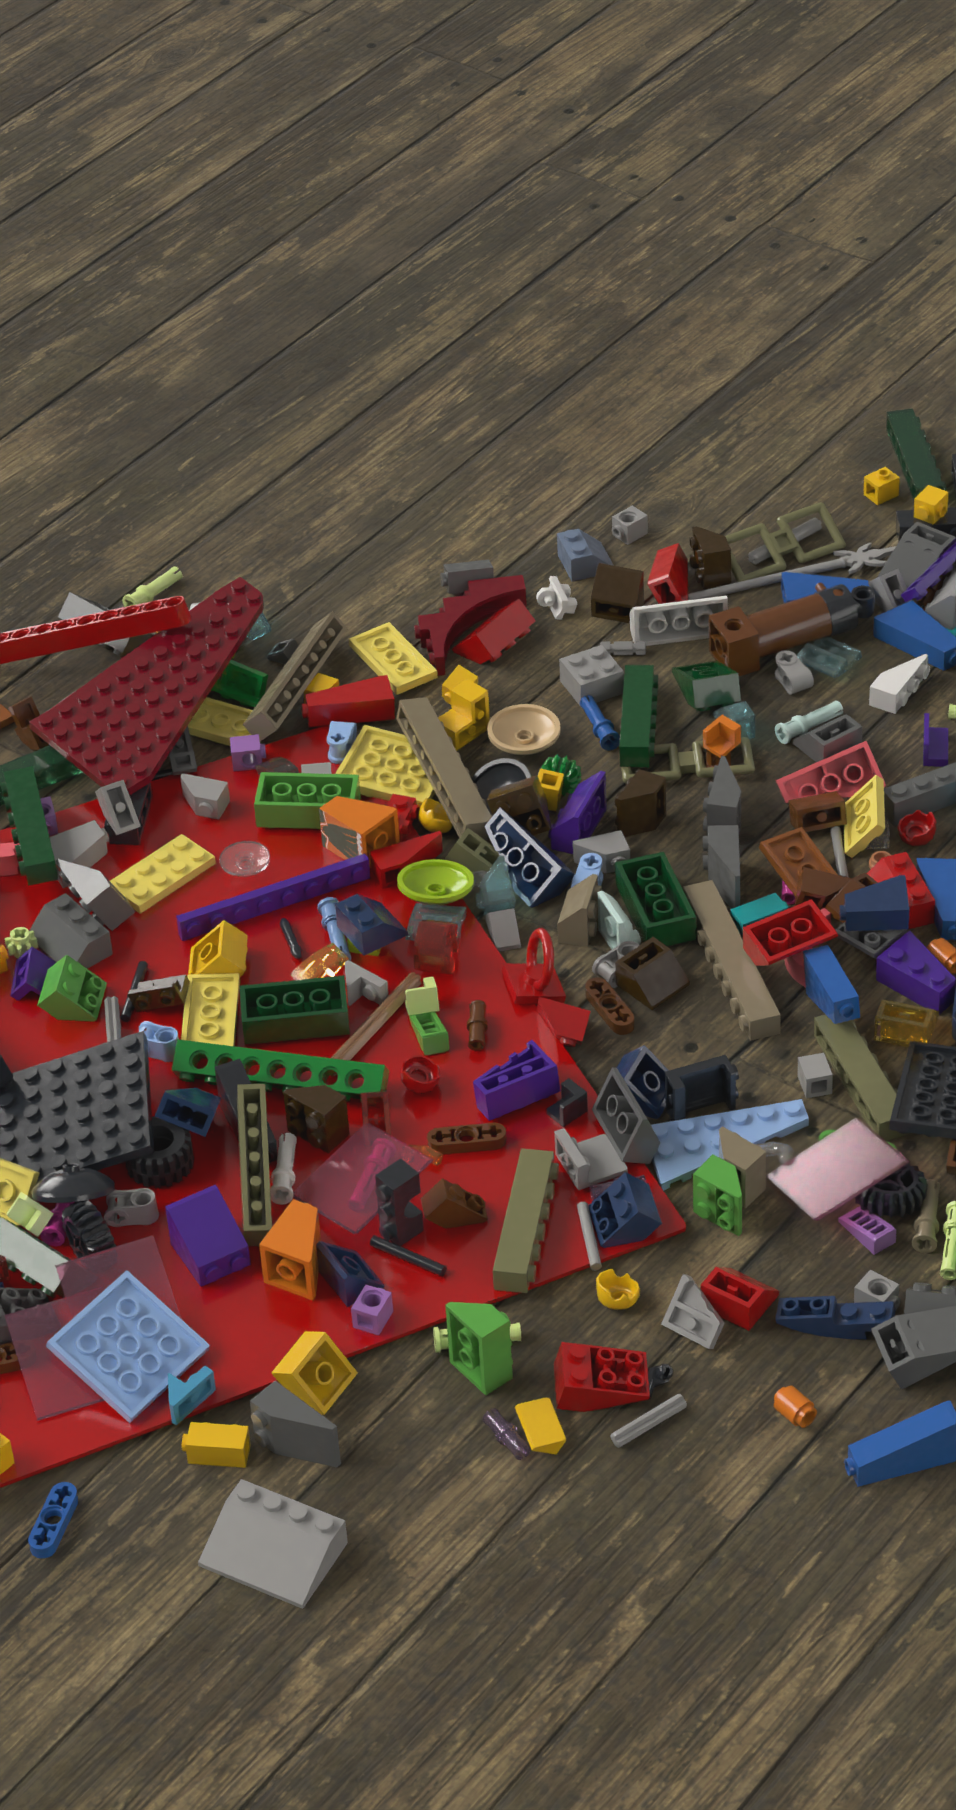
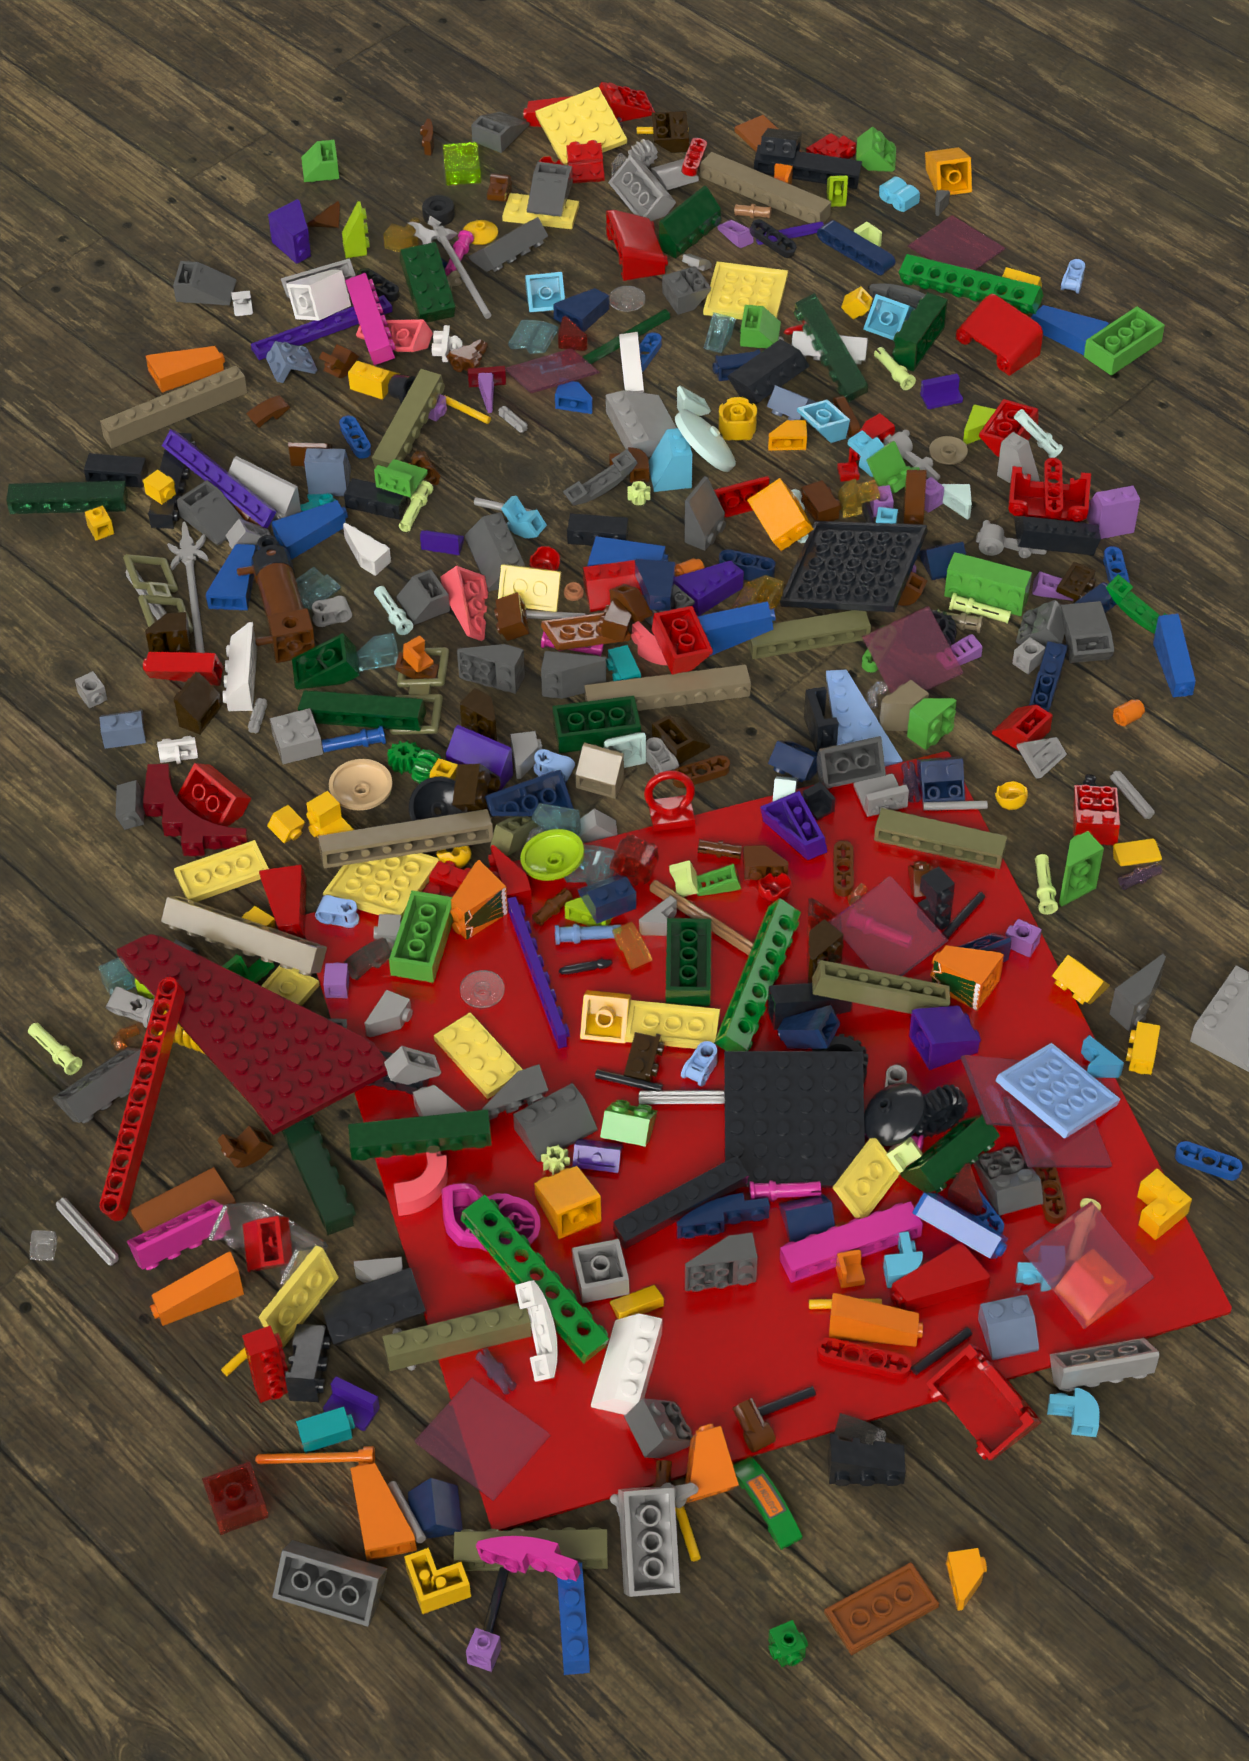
camera: 85 degrees left, 10 degrees up
(372, 894) = (552, 906): none -> reddish brown pin
(458, 1060) = (760, 861): none -> reddish brown slope
(564, 1020) = (727, 792): red slope -> none
(583, 1070) = (783, 787): none -> light aqua slope
(585, 757) = (402, 756): none -> green gear
(815, 1075) = (803, 659): light grey brick -> none

